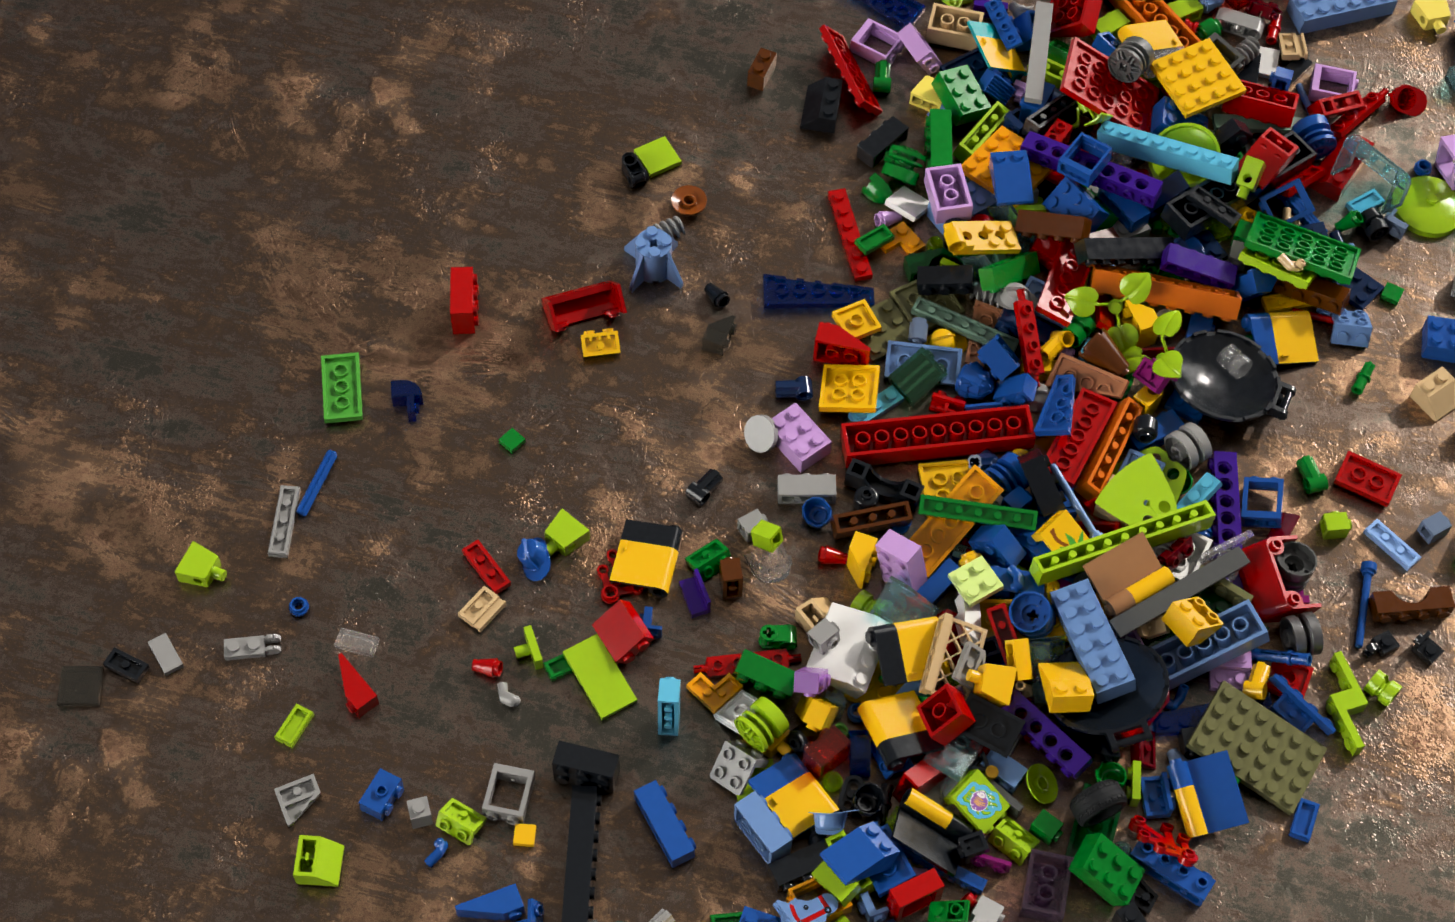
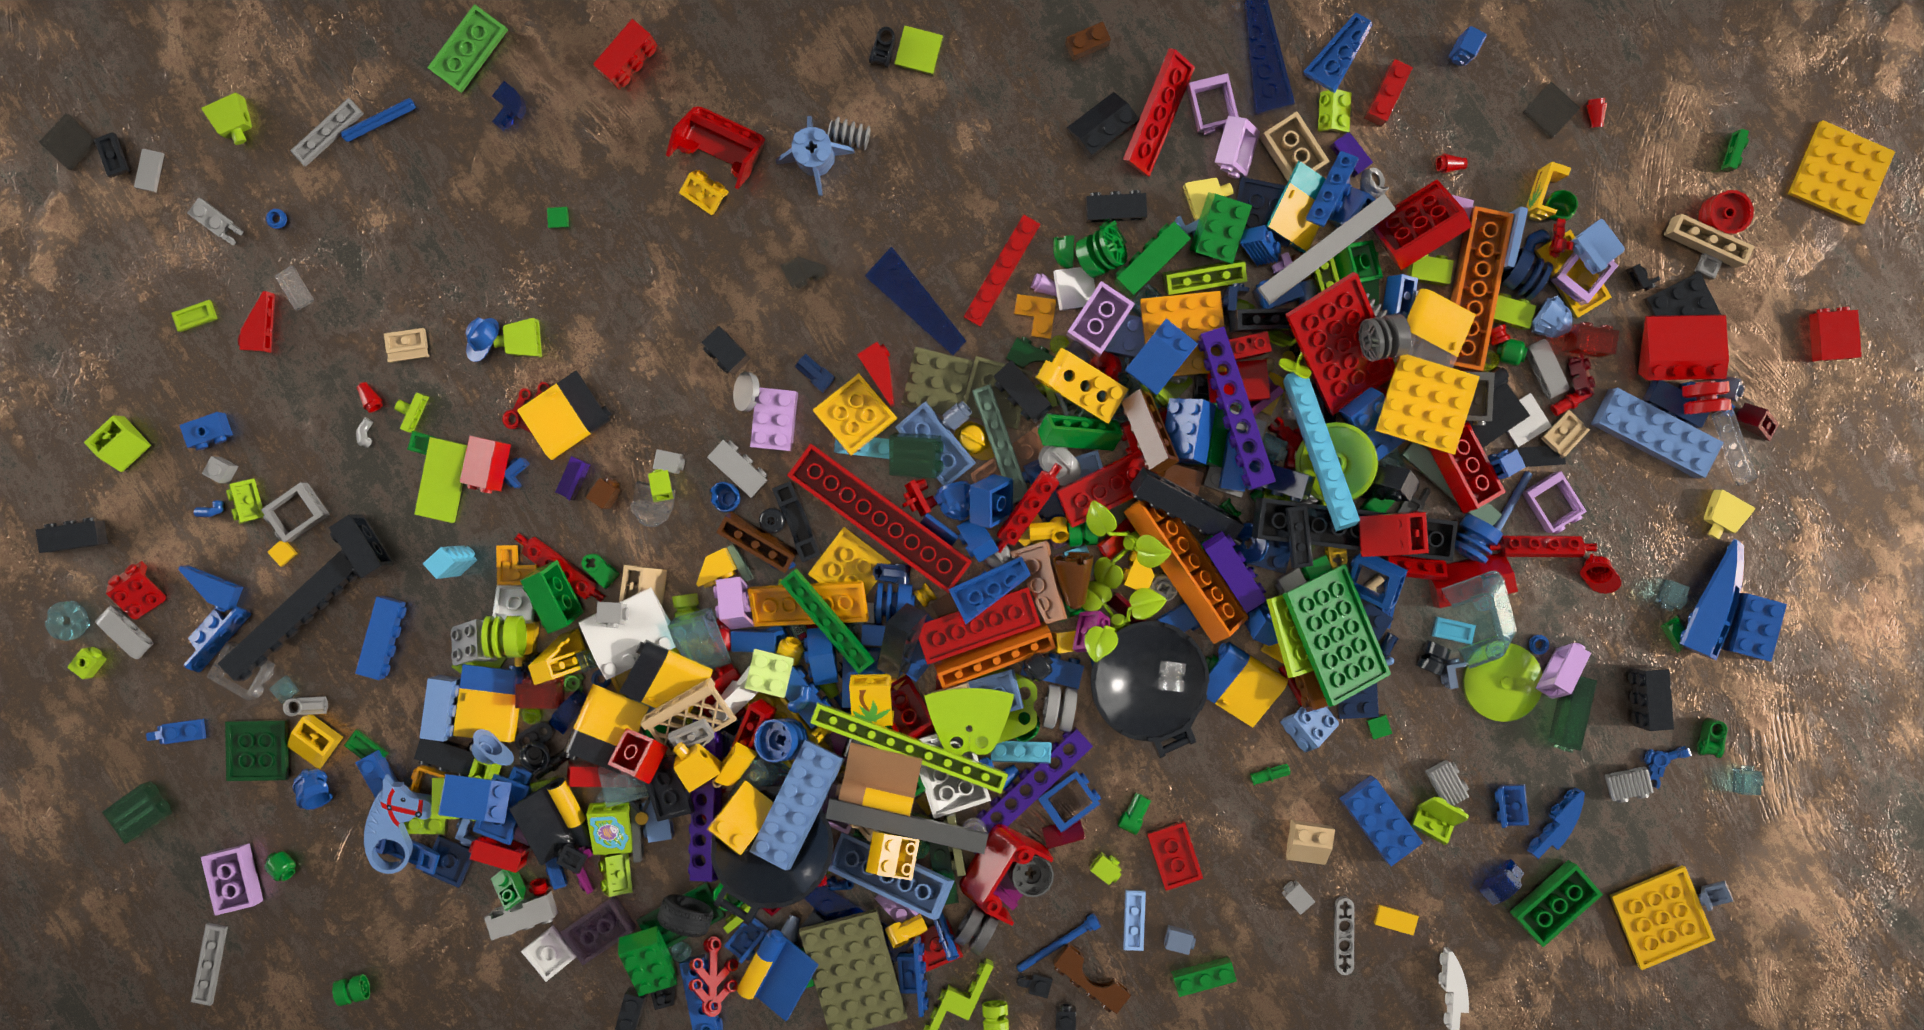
camera: 50 degrees right, 30 degrees up
(297, 797) = (147, 377): light grey wing -> none
(486, 567) = (440, 312): red plate -> none
(689, 194) = (896, 110): dark orange dish -> none
(701, 490) = (658, 395): black piece -> none
(708, 559) = (609, 459): green bracket -> none
(718, 296) = (836, 234): black cone -> none
(720, 418) = (726, 350): none -> black brick
(811, 681) = (565, 640): medium lavender brick -> none
(829, 555) = (703, 540): red cone -> none
(857, 319) = (917, 361): yellow plate -> none
(874, 239) = (1010, 298): green tile -> none
(882, 78) = (1178, 145): green piece -> none
(1042, 783) = (673, 855): lime dish -> none
(1046, 828) = (646, 888): green brick -> none
(1074, 501) = (902, 718): medium blue piece -> none
(1078, 172) = (1210, 404): blue window -> none
(1181, 549) = (953, 789): dark red hinge -> none
(1229, 544) = (990, 817): clear tile -> none
(1248, 48) = (1511, 404): light grey piece -> none
(1253, 169) = (1356, 540): lime torso -> none
(1291, 265) = (1298, 648): tan arm -> none
(1337, 105) = (1527, 527): red slope -> none
(1349, 221) = (1417, 639): green cone -> none

